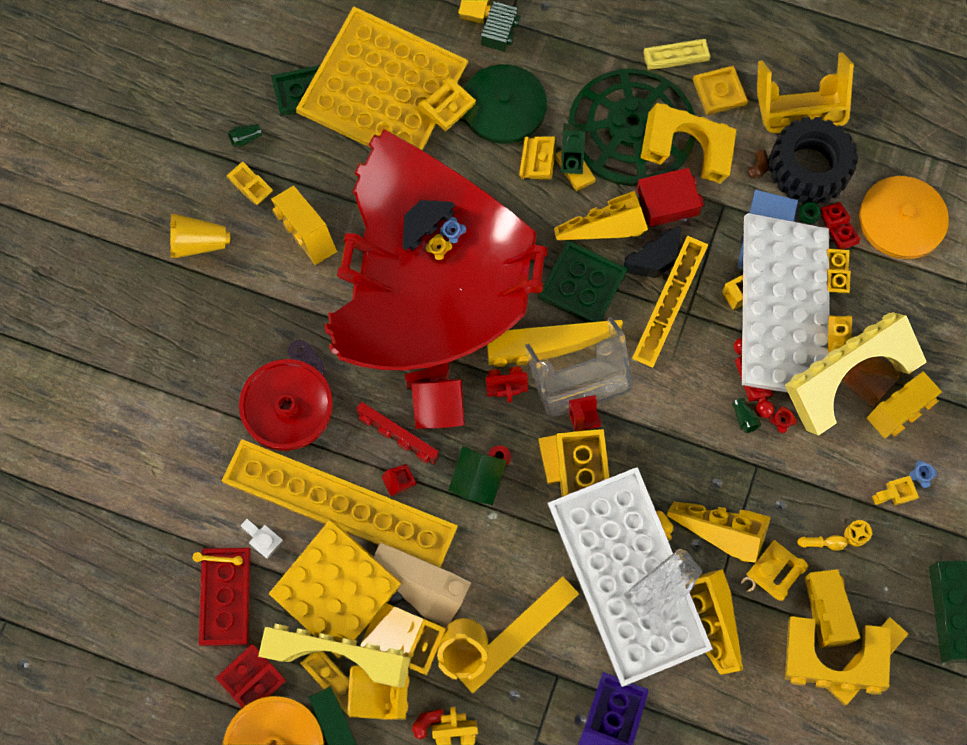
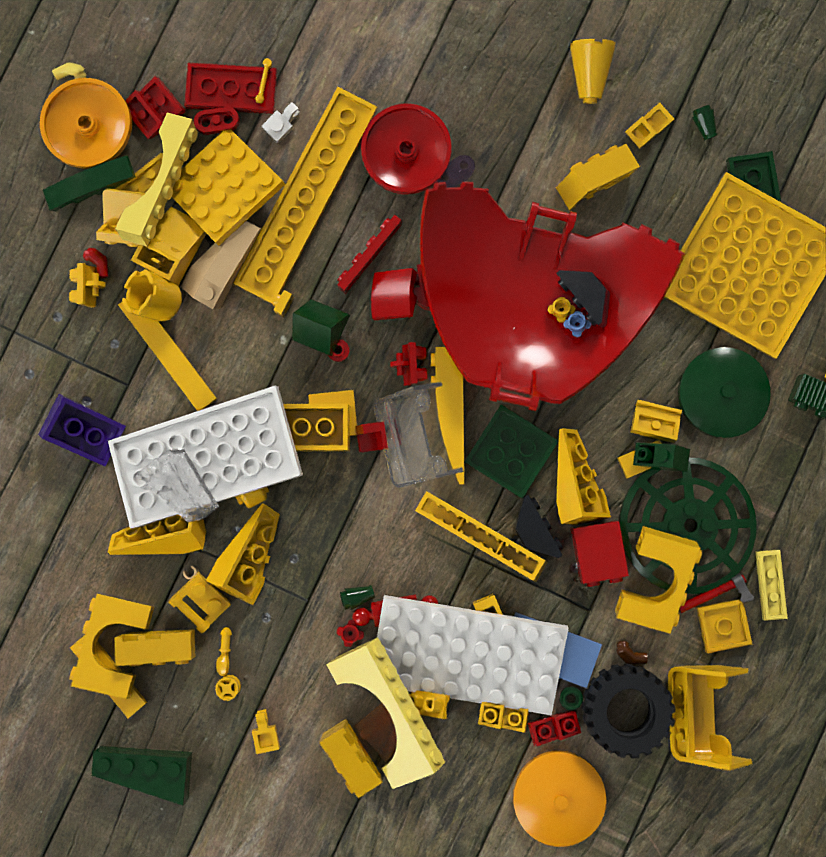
camera: 100 degrees right, 15 degrees up
(263, 606) = (217, 120): none -> red plate
(398, 479) = (326, 254): red slope -> none
(452, 108) = (717, 335): yellow plate -> none
(456, 515) = (282, 303): none -> yellow plate
(679, 80) = (737, 582): none -> red piece
(929, 471) = (274, 764): medium blue plate -> none

